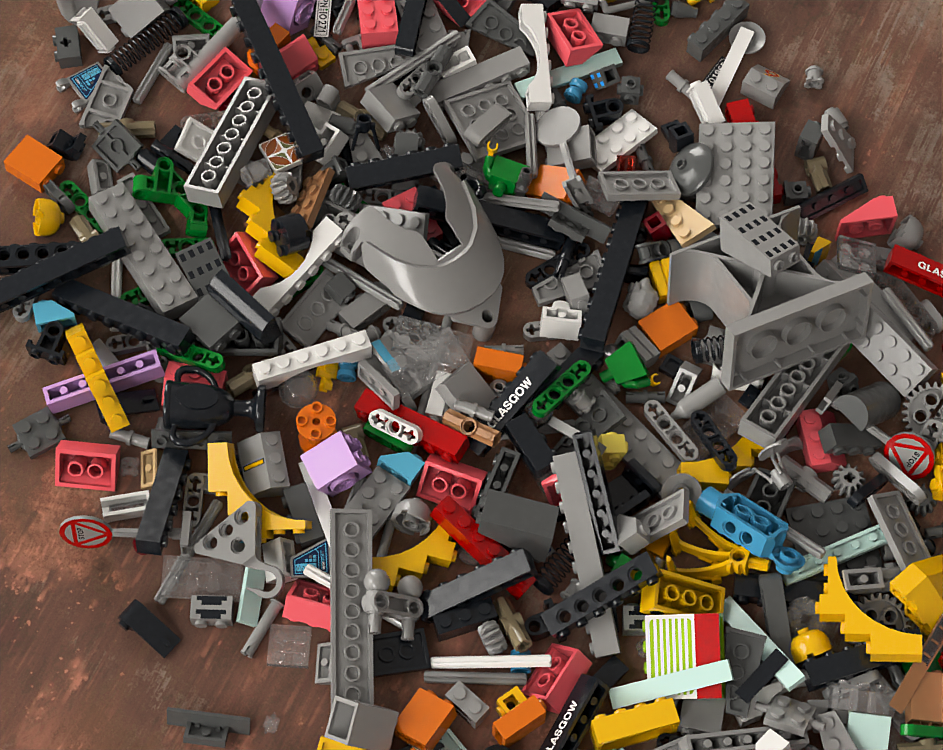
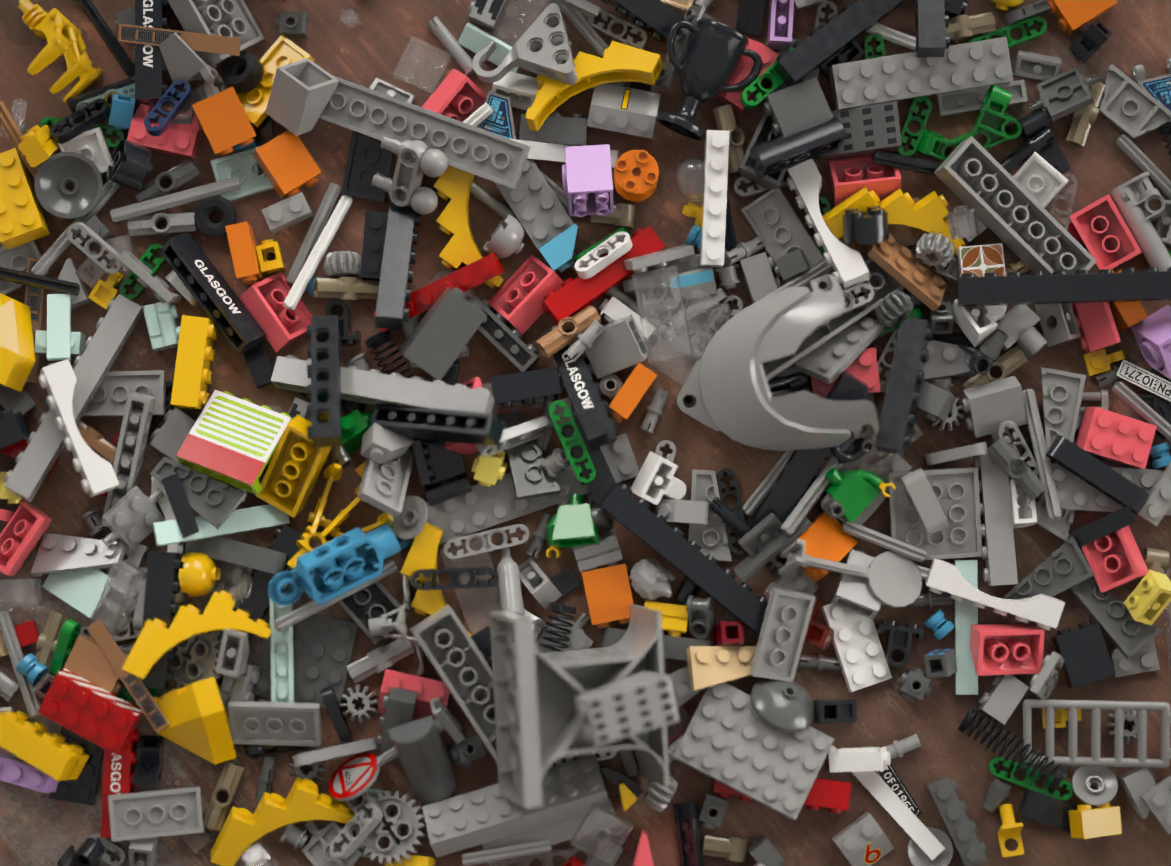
camera: 115 degrees right, 20 degrees up
(671, 684) = (213, 414): light aqua tile -> none

